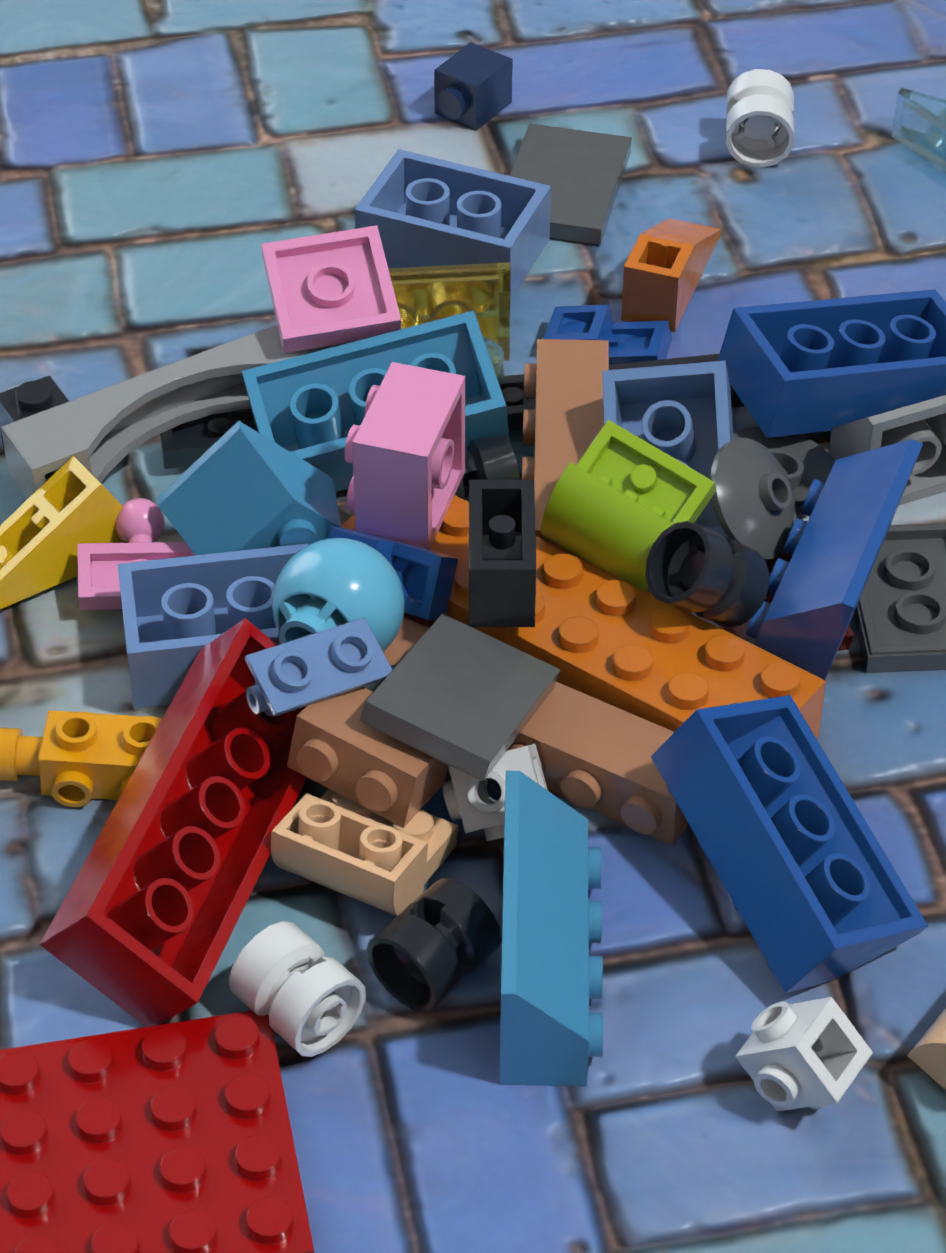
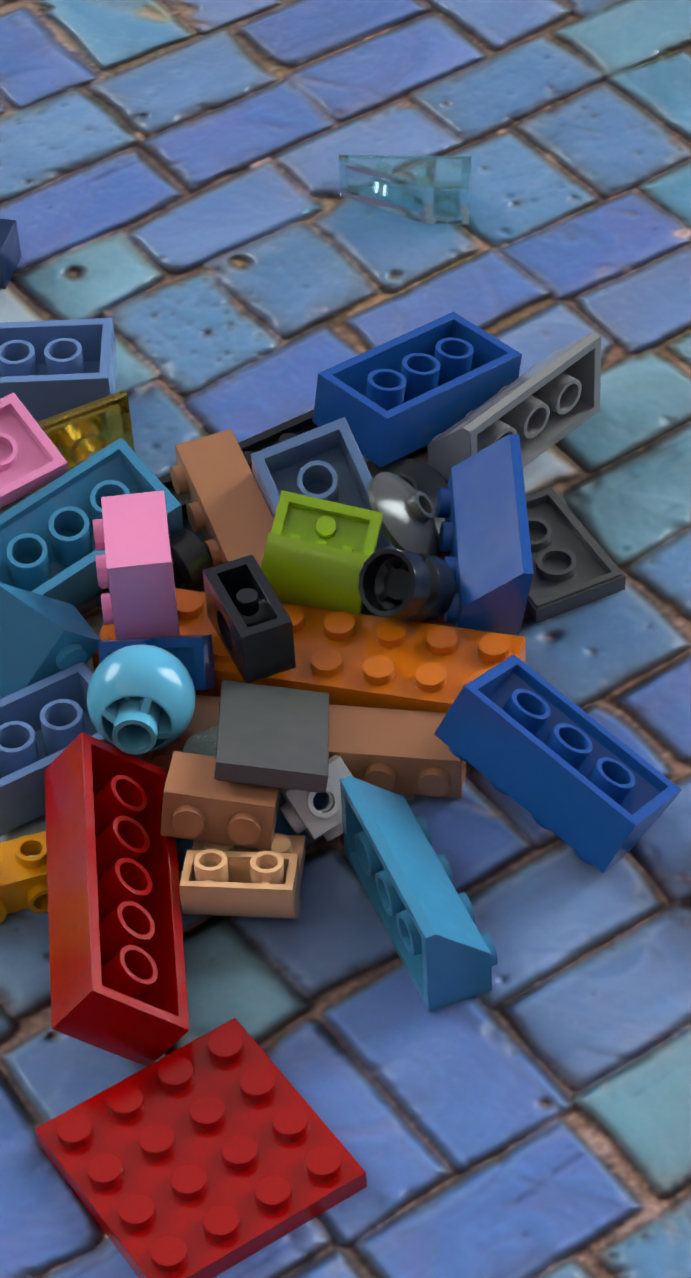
camera: 20 degrees left, 0 degrees up
(303, 992) = (258, 996): white wheel -> none
(315, 668) = (157, 752): medium blue hinge -> none
(434, 944) = (336, 928): black wheel -> none
(582, 175) = (113, 292): dark grey tile -> none
(627, 340) = (192, 422): blue slope -> none
(665, 270) = (230, 361): orange slope -> none
(760, 118) = (237, 212): white wheel -> none
(803, 1054) = (643, 909): white brick -> none

